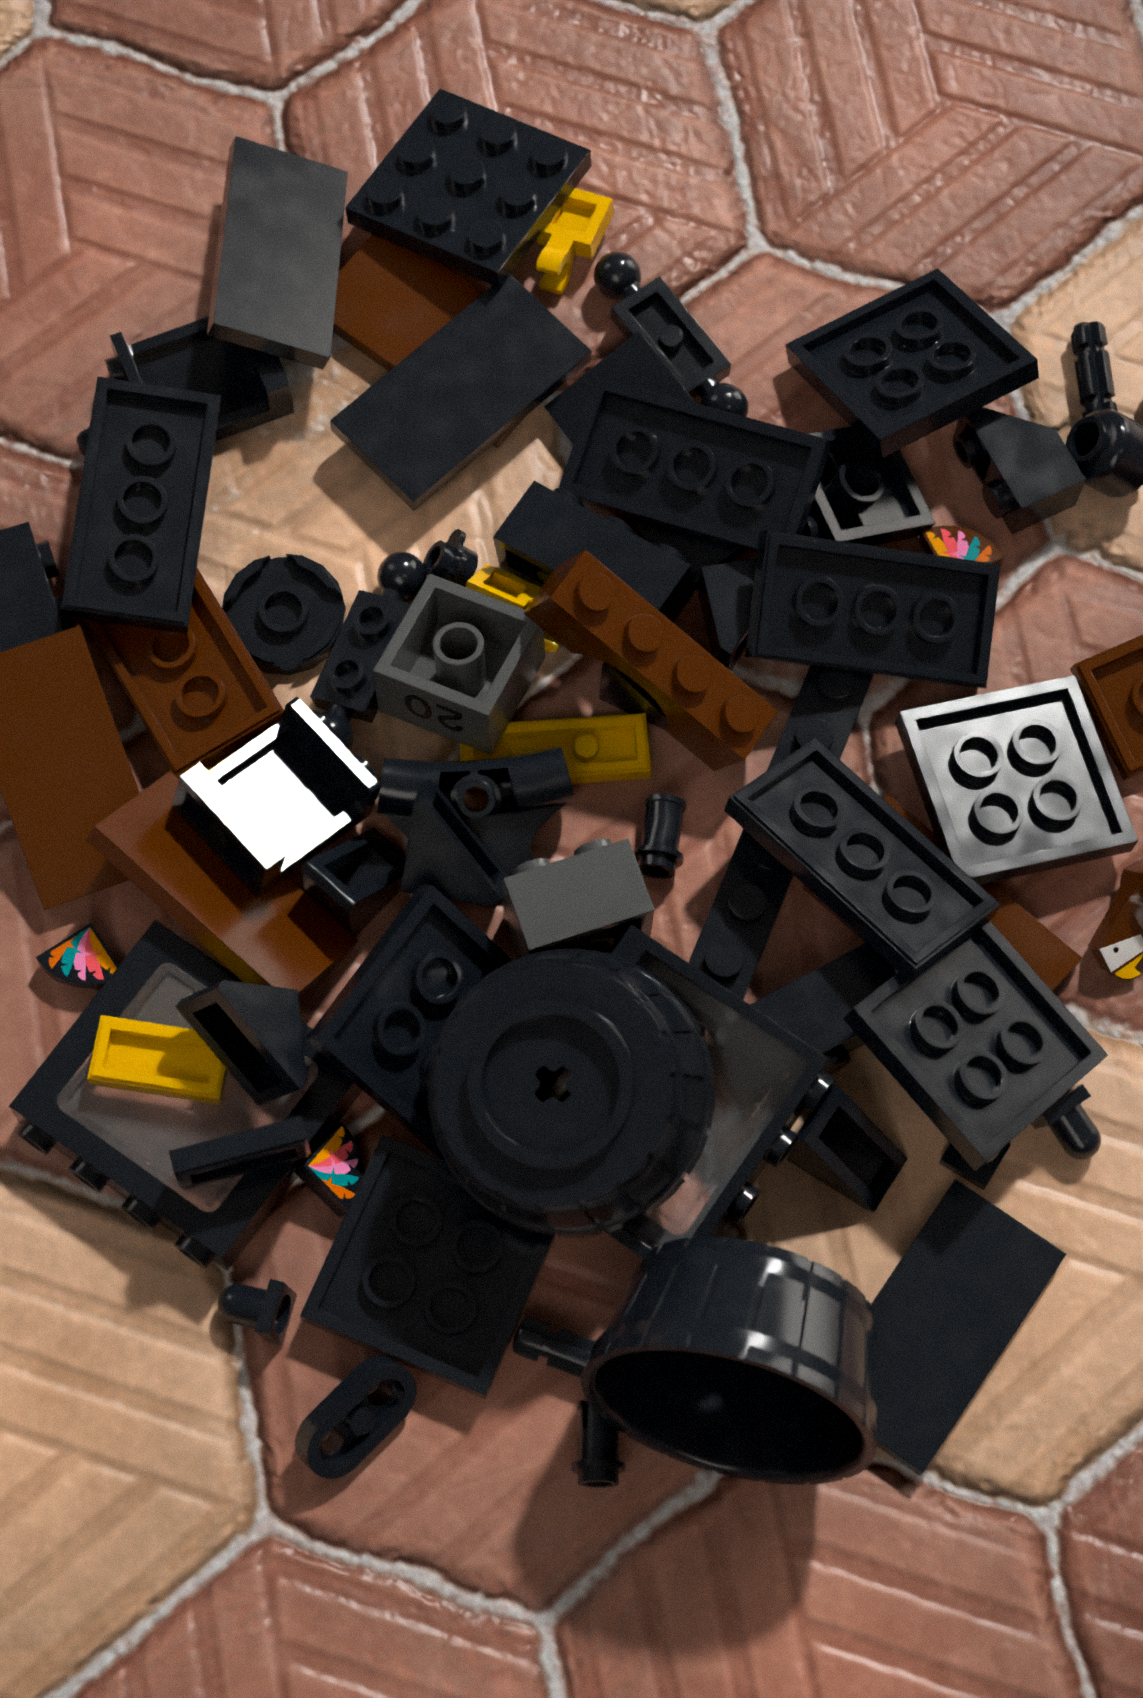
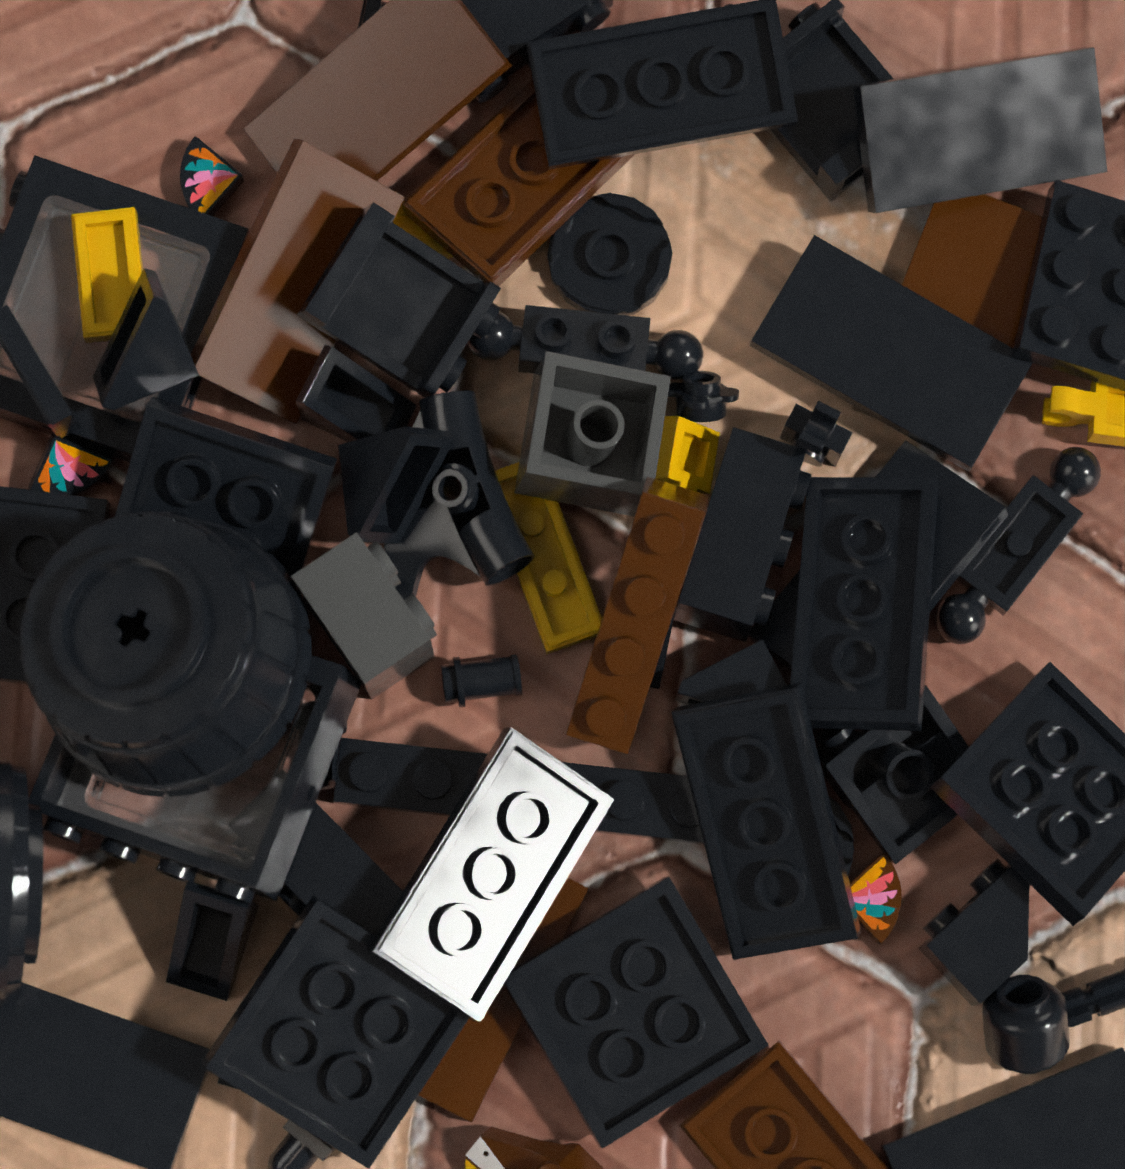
camera: 75 degrees right, 10 degrees up
(518, 468) = (816, 433): none -> black plate

